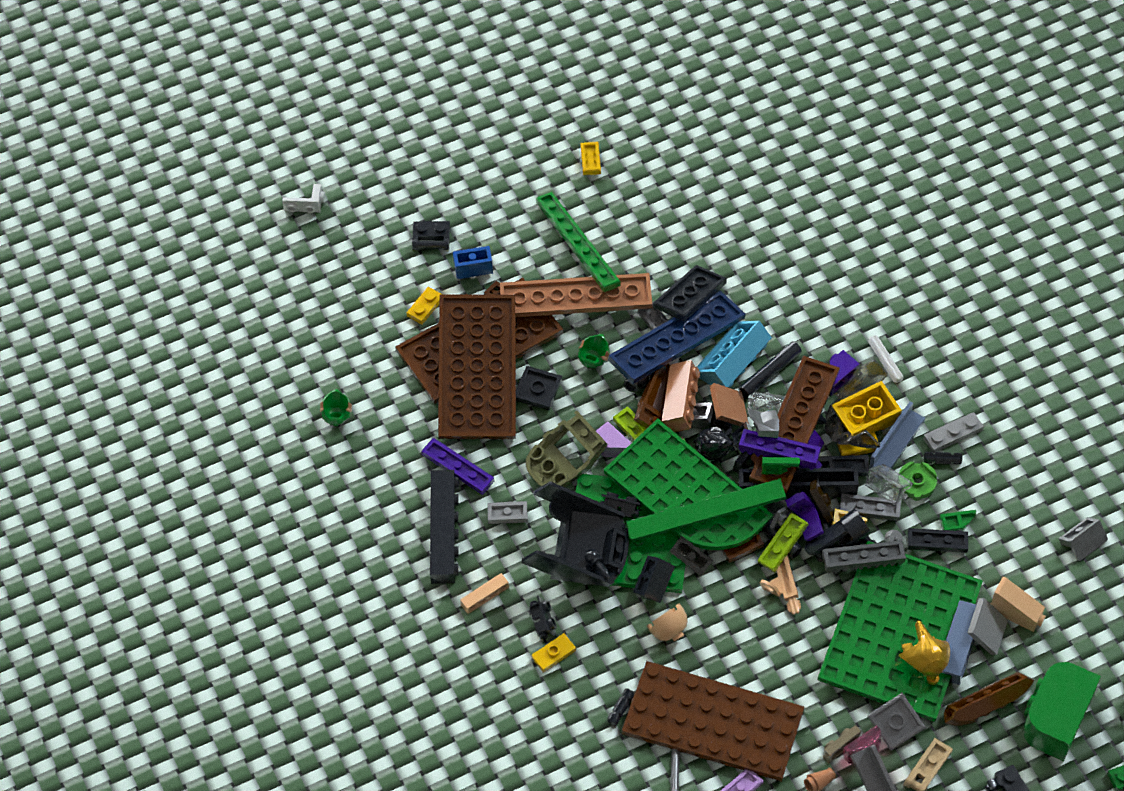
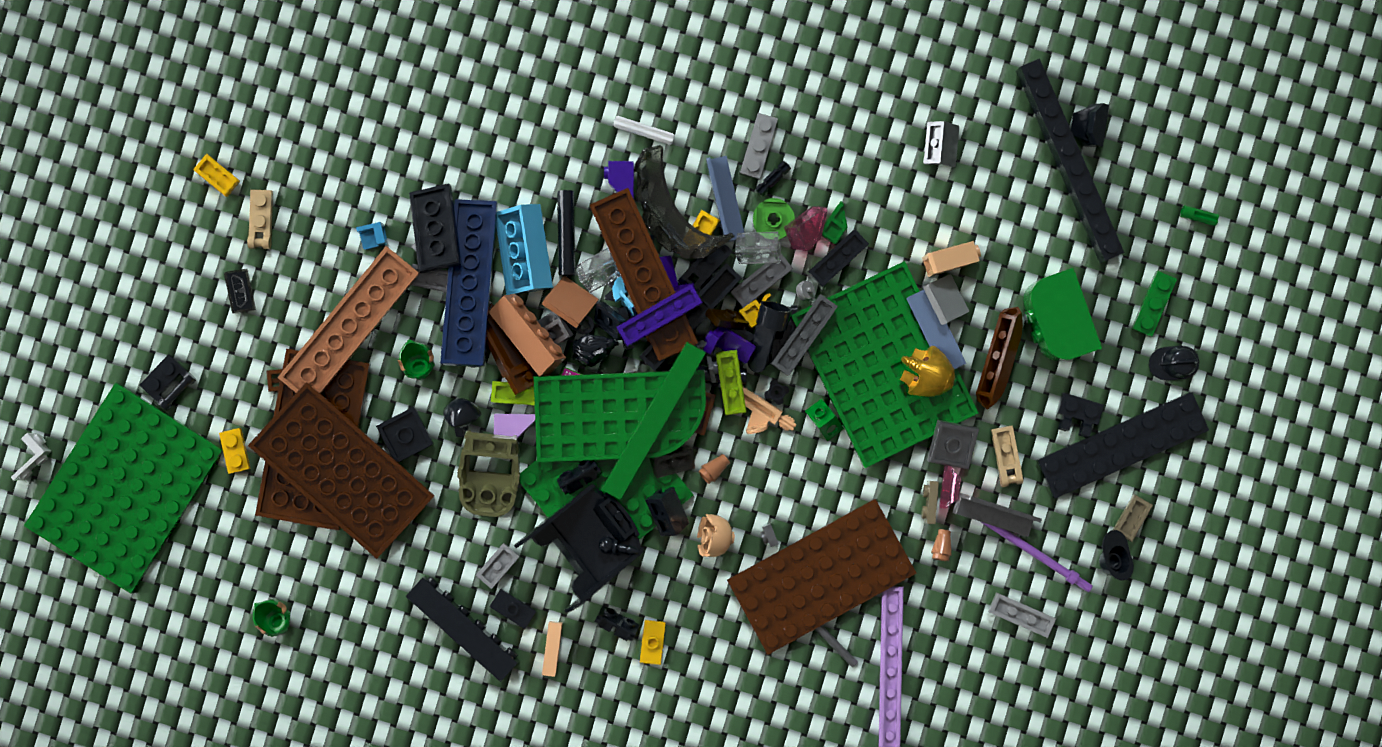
camera: 50 degrees left, 30 degrees up
(337, 266) = (123, 488): none -> green plate
(464, 469) = (417, 566): dark purple plate -> none
(473, 262) = (232, 377): blue brick -> none
(487, 547) = (513, 608): none -> black plate
(531, 226) = (239, 291): none -> slope
(578, 242) = (295, 271): green tile -> none
(587, 405) = (461, 414): none -> black piece
(589, 202) = (260, 218): none -> tan plate
(620, 707) = (745, 634): black axle -> none
(647, 264) = (372, 235): none -> dark azure panel
(705, 659) = (768, 535): none -> flat silver plate
(713, 586) = (714, 468): none -> nougat cone
(765, 422) = (626, 305): flat silver slope -> none
(778, 465) = (675, 331): green tile -> none
(807, 576) = (770, 394): none -> black plate
(821, 622) = (824, 418): none -> green bracket
(868, 410) = (681, 200): yellow slope -> none
(932, 501) = (806, 228): none -> clear pink slope

